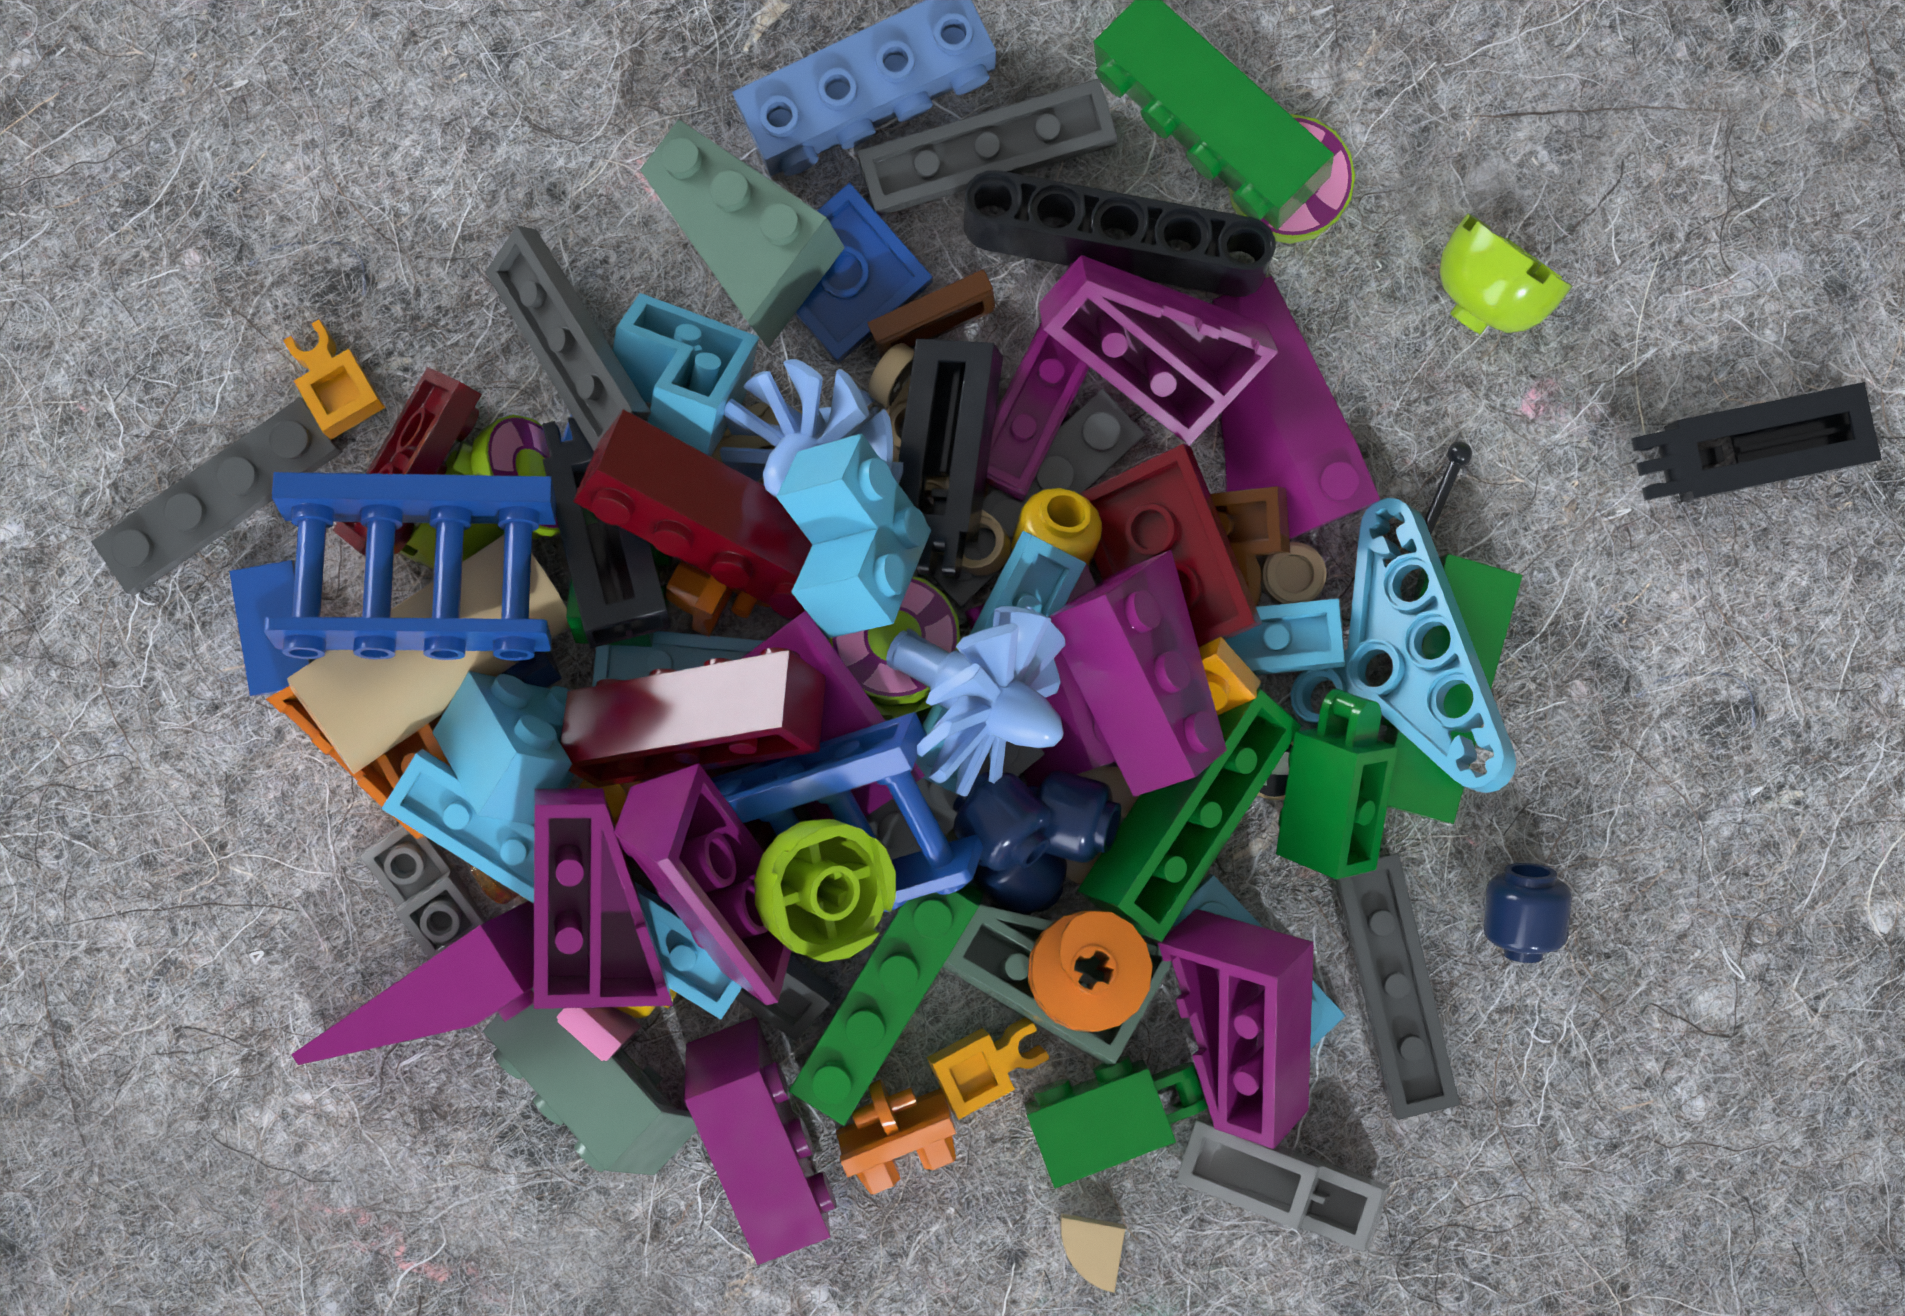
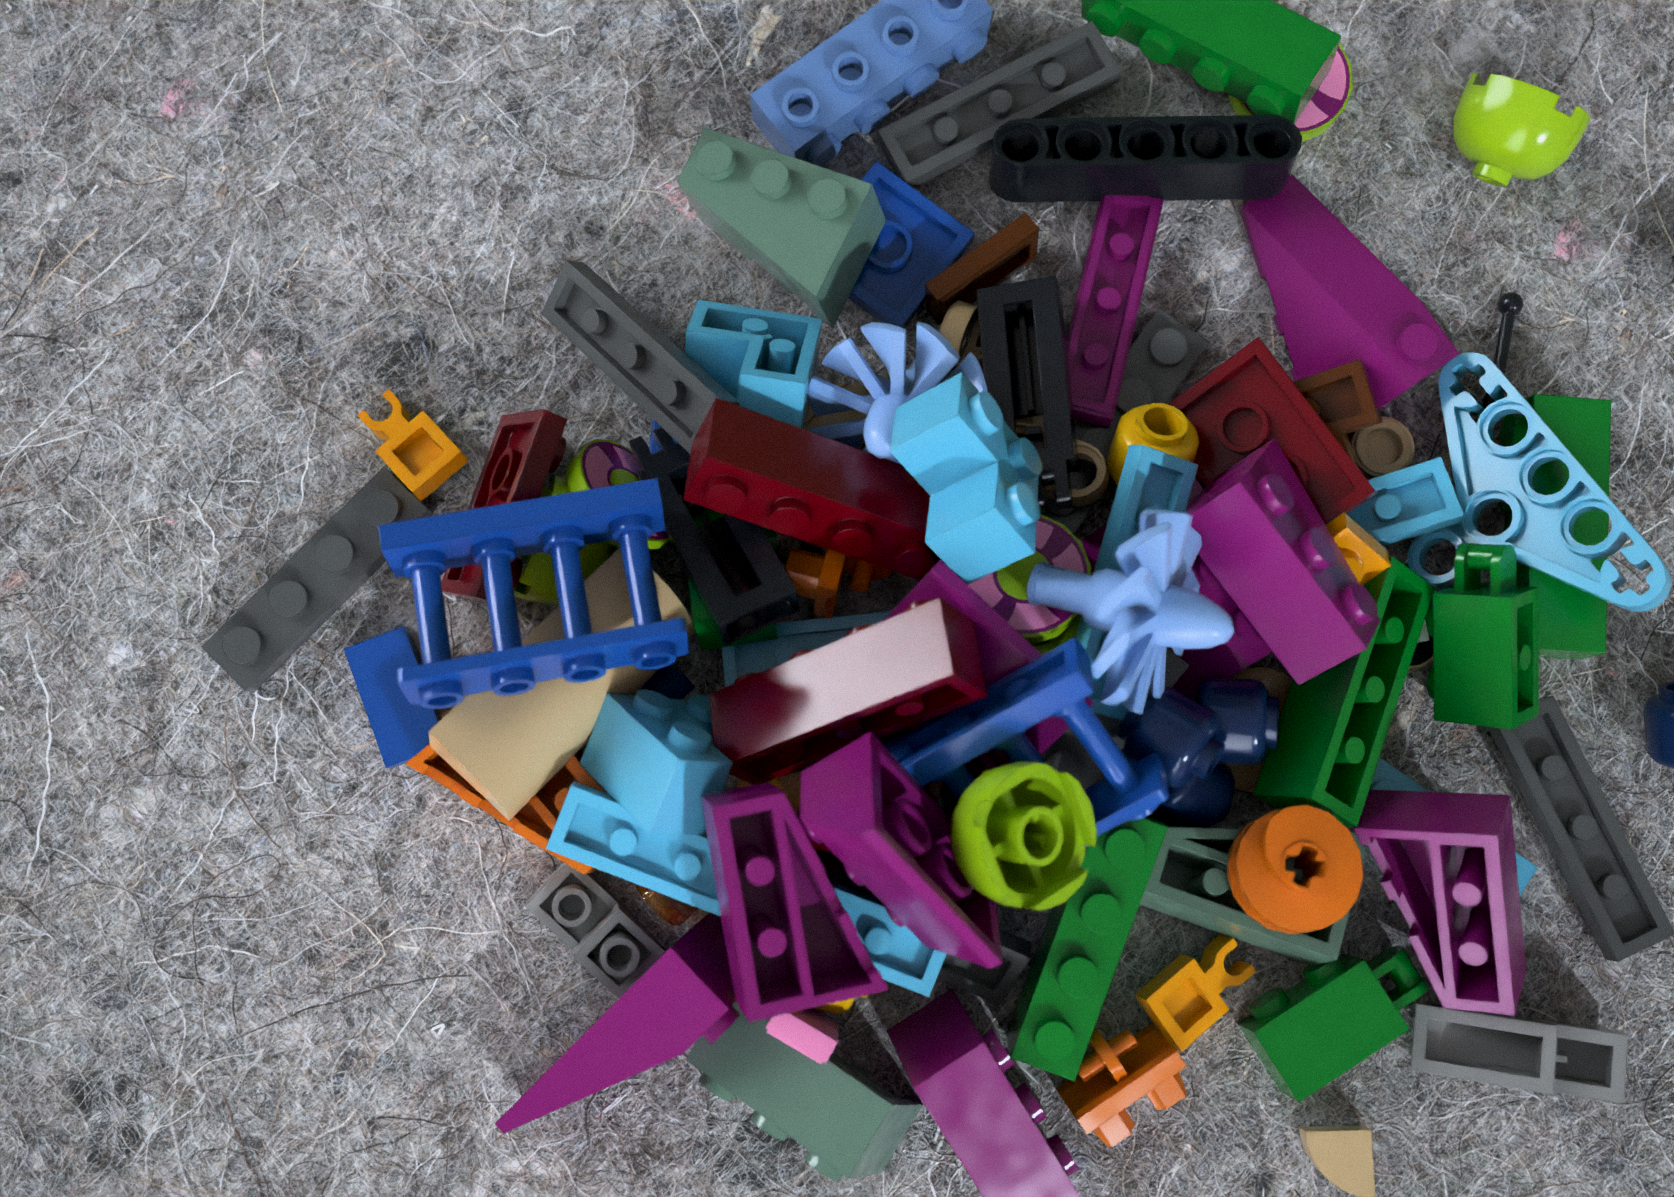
camera: 15 degrees left, 5 degrees down
(1156, 344) = (1213, 248): magenta wedge -> none

